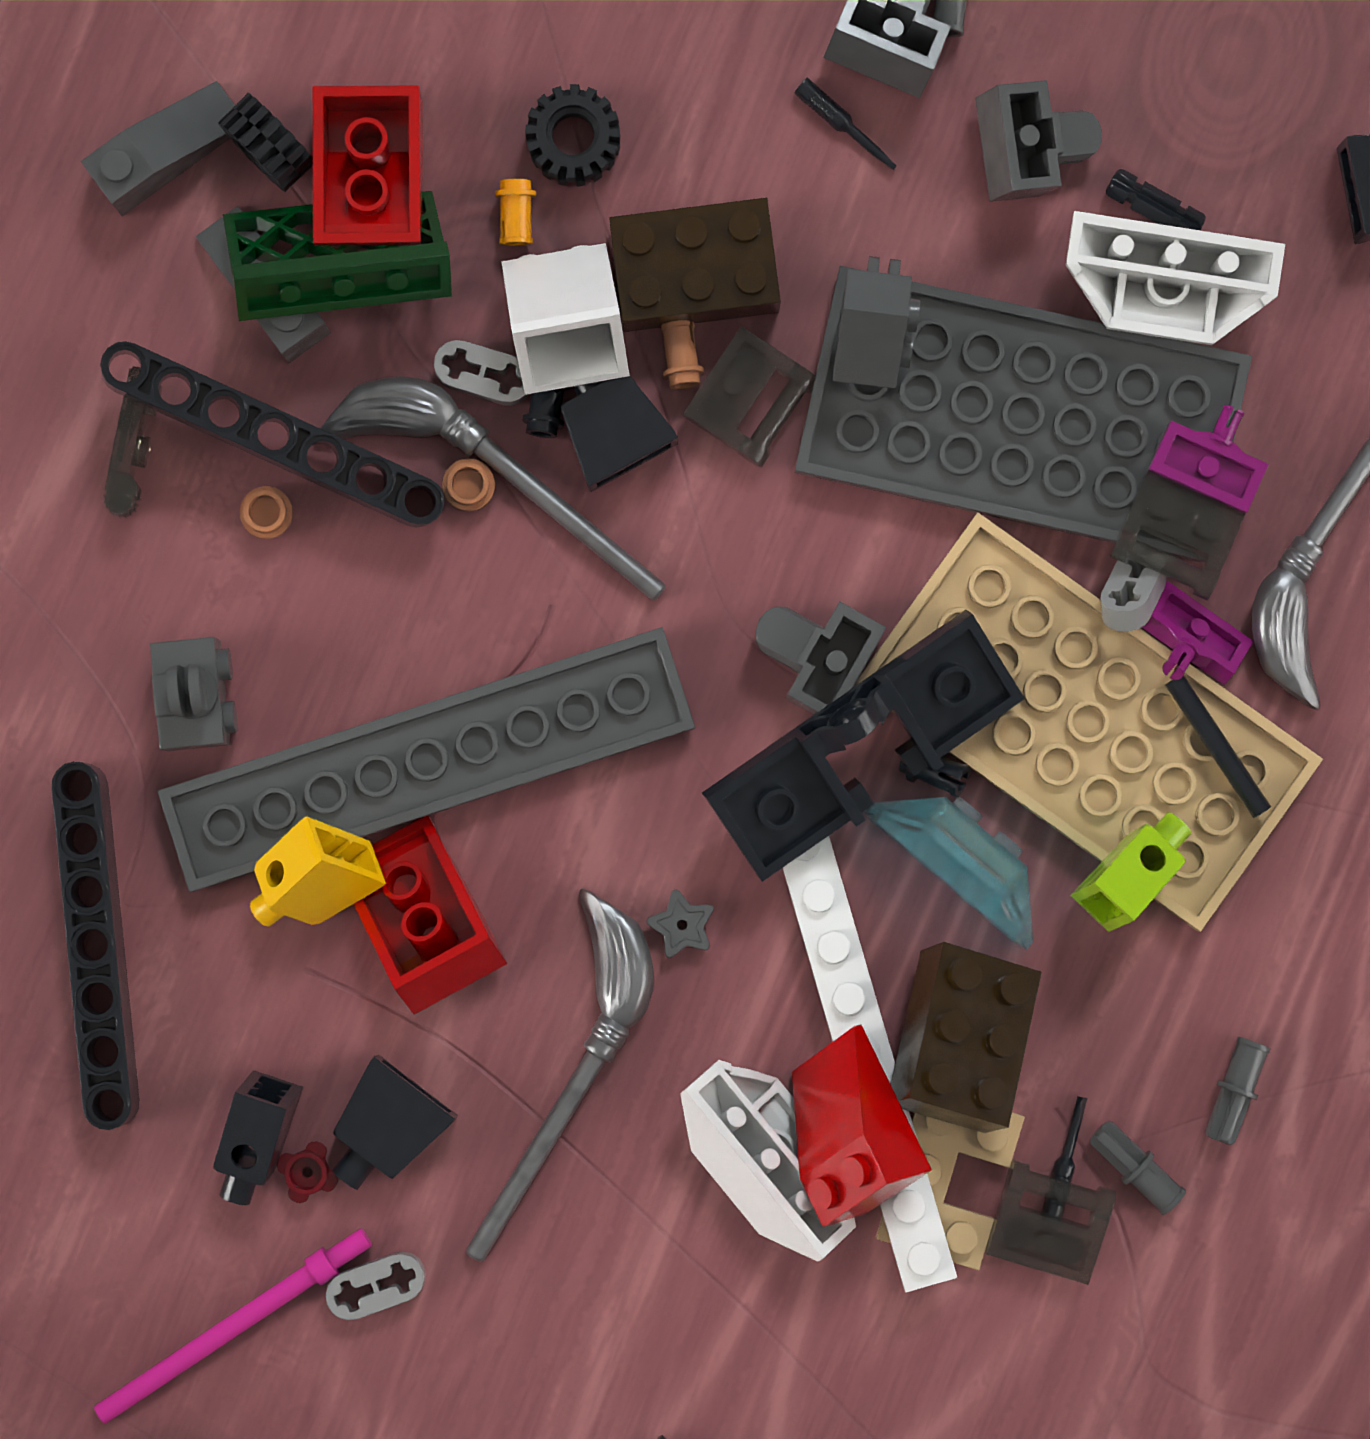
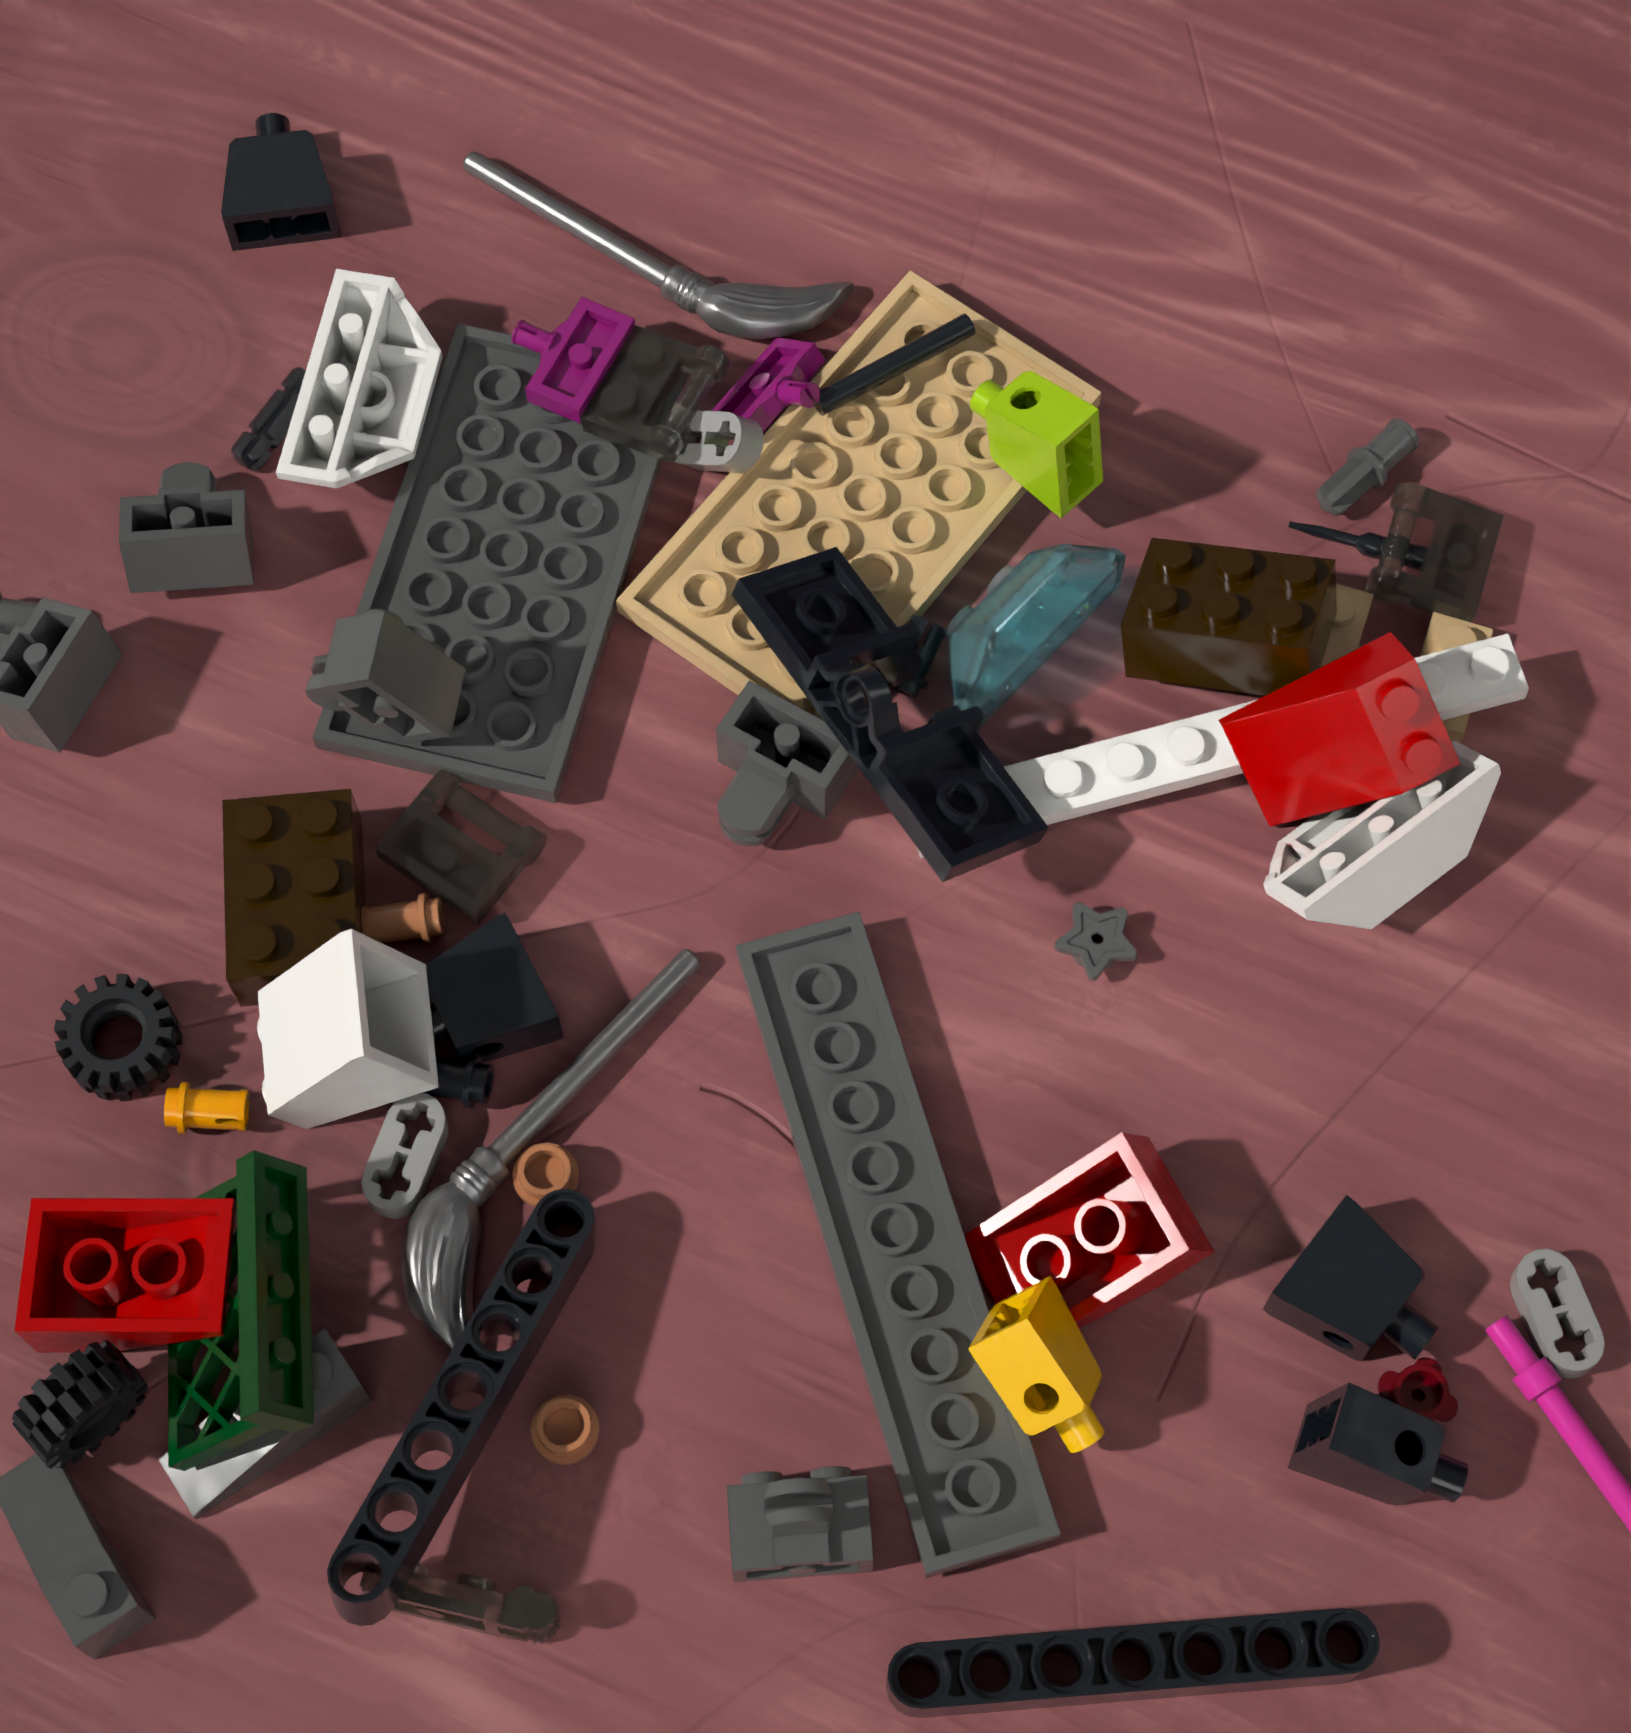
camera: 85 degrees left, 20 degrees down
(623, 993) = (1183, 1006): flat silver piece -> none
(837, 117) = (135, 744): black piece -> none
(1236, 1091) = (1275, 368): dark grey axle -> none

